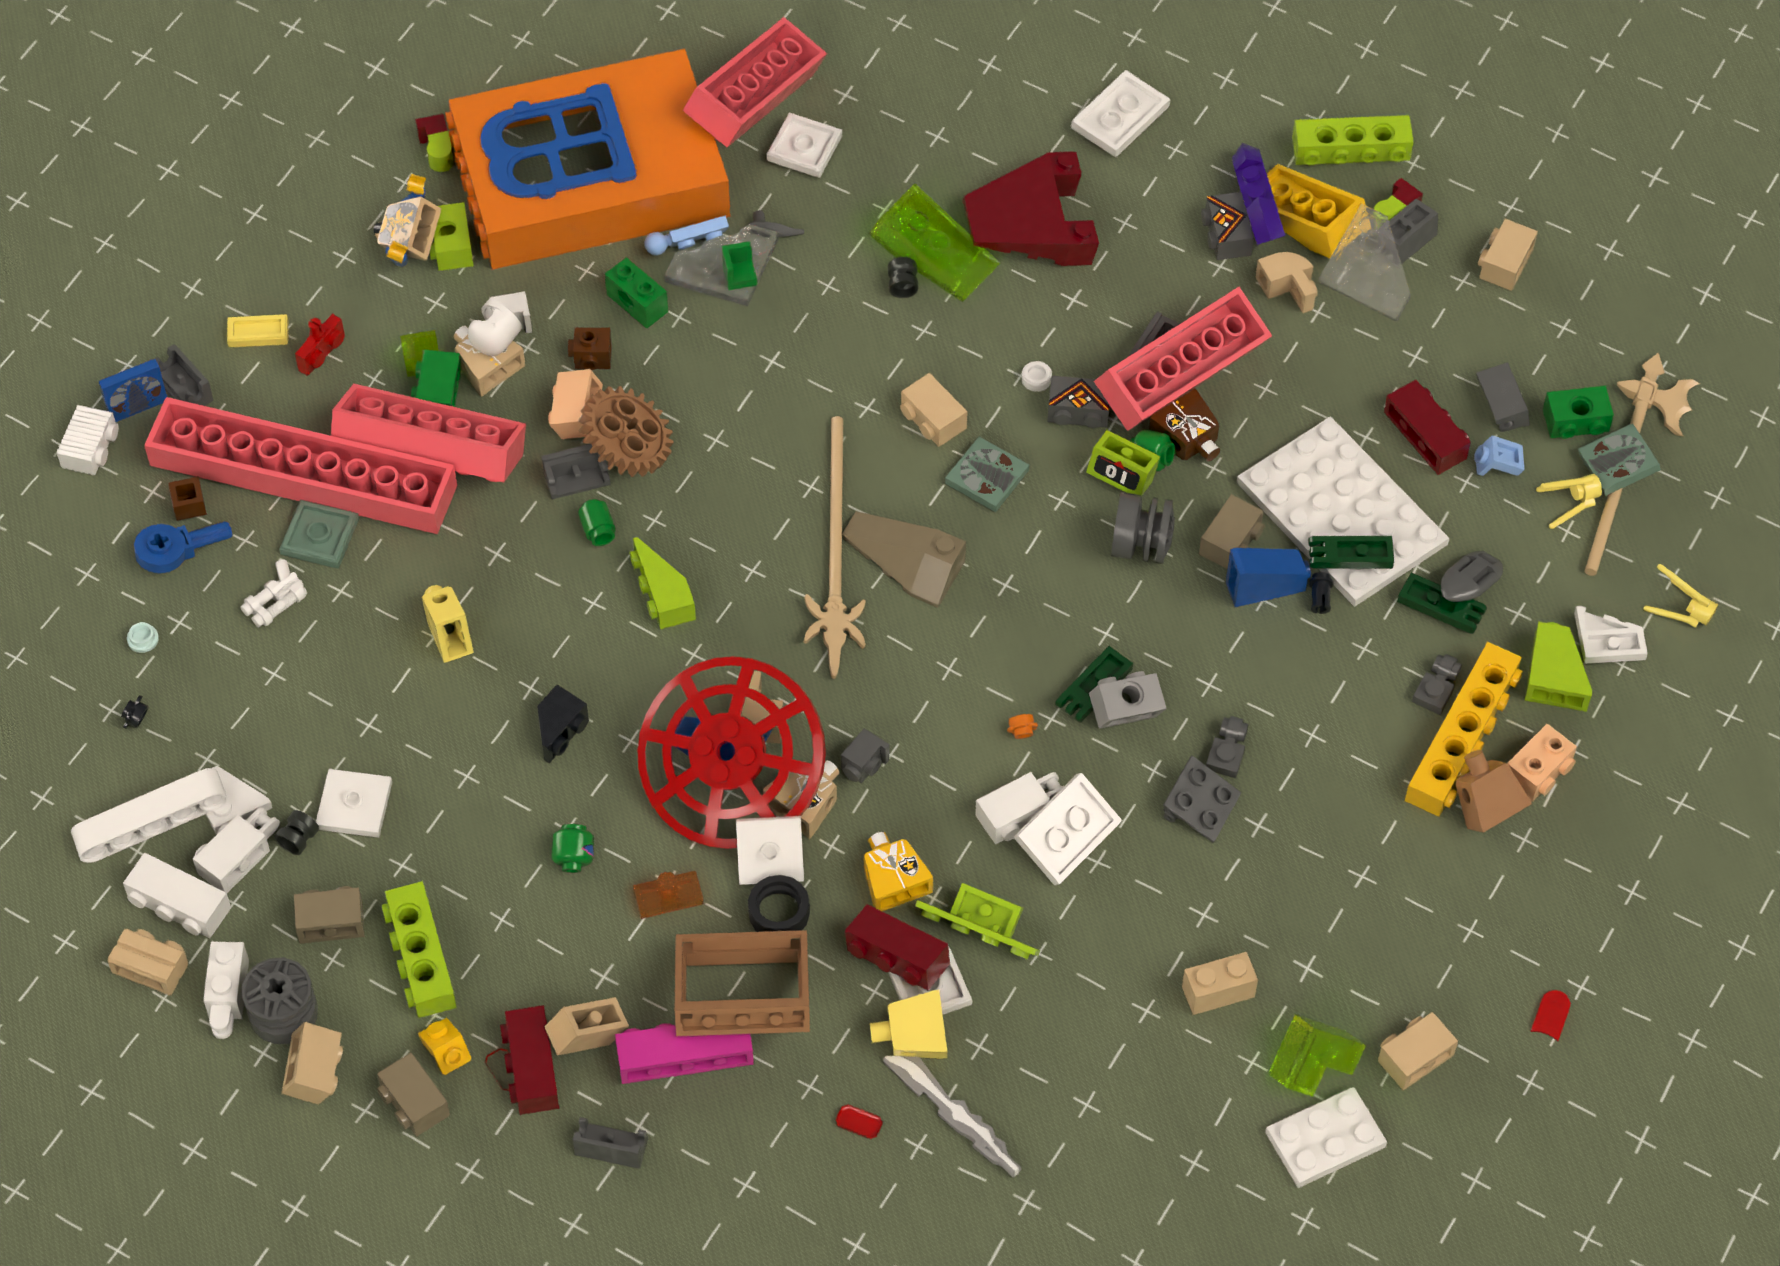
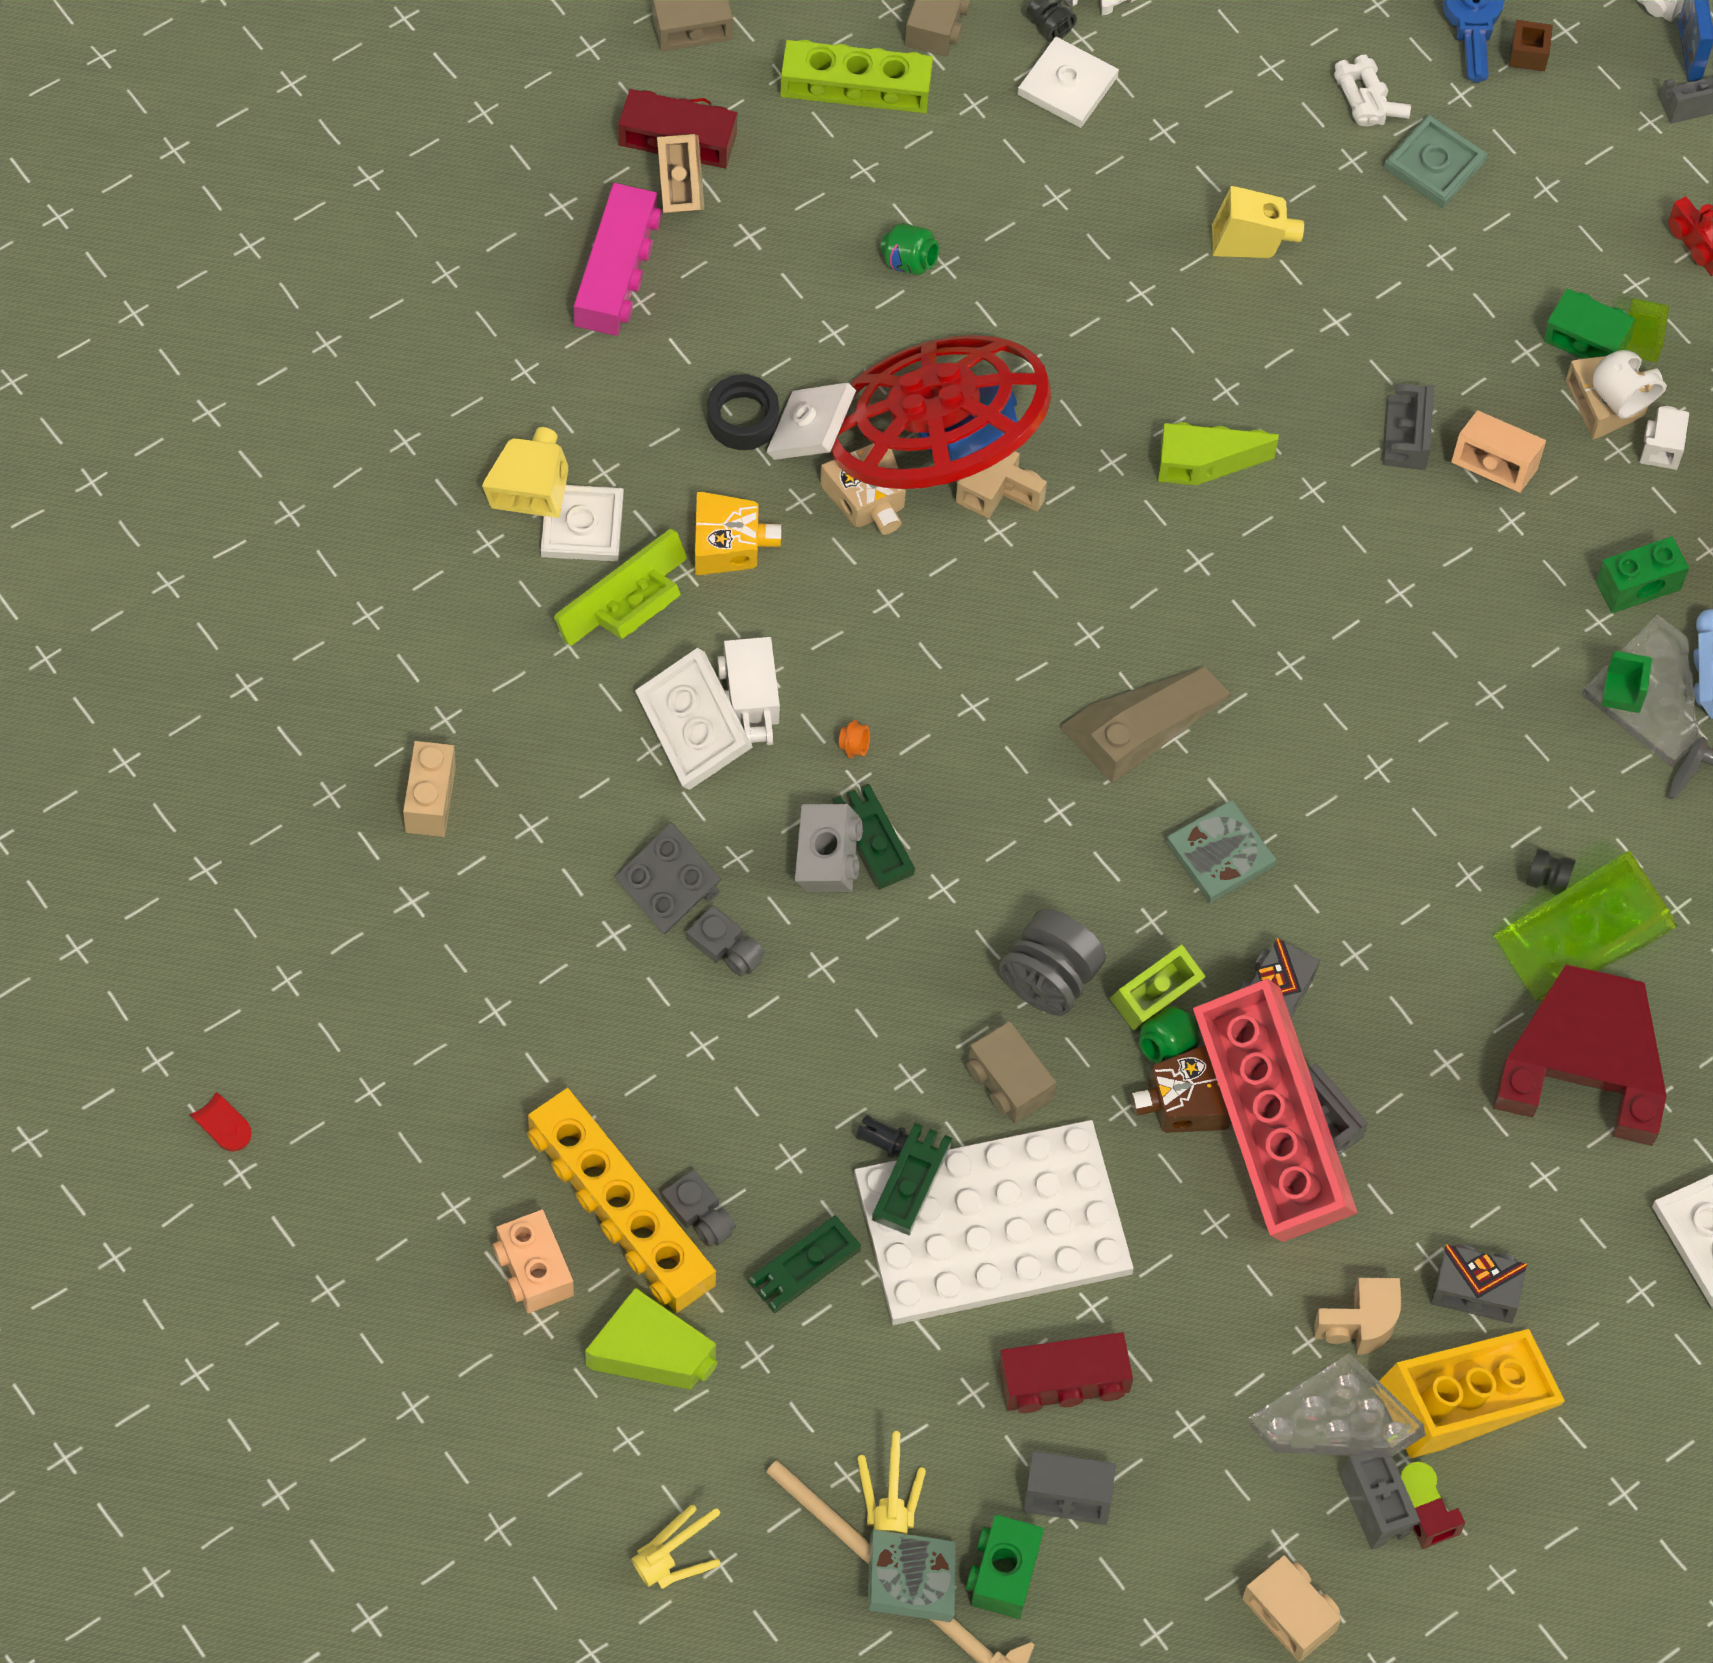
camera: 110 degrees right, 5 degrees up
(301, 465) = (1525, 159): coral brick -> none
(445, 1045) = (737, 61): yellow bracket -> none
(467, 439) = (1513, 285): coral brick -> none
(560, 719) = (1077, 290): black slope -> none
(591, 348) = (1578, 502): reddish brown brick -> none
(597, 522) = (1326, 420): green brick -> none
(610, 1144) = (550, 164): dark grey hinge -> none
(625, 431) = (1412, 453): medium nougat gear -> none
(668, 894) = (814, 323): clear orange tile -> none
(741, 1016) = (687, 273): medium nougat window -> none
(835, 619) = (1089, 612): tan piece -> none
(859, 1121) = (460, 397): red piece -> none
(864, 756) = (889, 563): dark grey brick -> none
(897, 947) = (630, 492): dark red brick -> none
(933, 410) = (1334, 824): tan brick -> none
(953, 1112) = (414, 487): light grey sword -> none
(1036, 376) = (1343, 967): white tile -> none
(1257, 194) = (1509, 1331): dark purple brick -> none
(1265, 574) = (930, 1071): blue slope -> none
(1309, 1050) = (300, 848): clear neon green panel -> none
(1326, 1137) = (202, 821): white plate -> none
(1352, 140) = (1586, 1447): lime brick -> none
(1417, 1050) = (247, 950): tan brick -> none
(1471, 576) = (822, 1309): dark grey piece -> none
(1489, 792) = (515, 1174): medium nougat torso -> none
(1500, 455) = (982, 1438): light blue bracket -> none
(1608, 638) = (666, 1431): white wing -> none

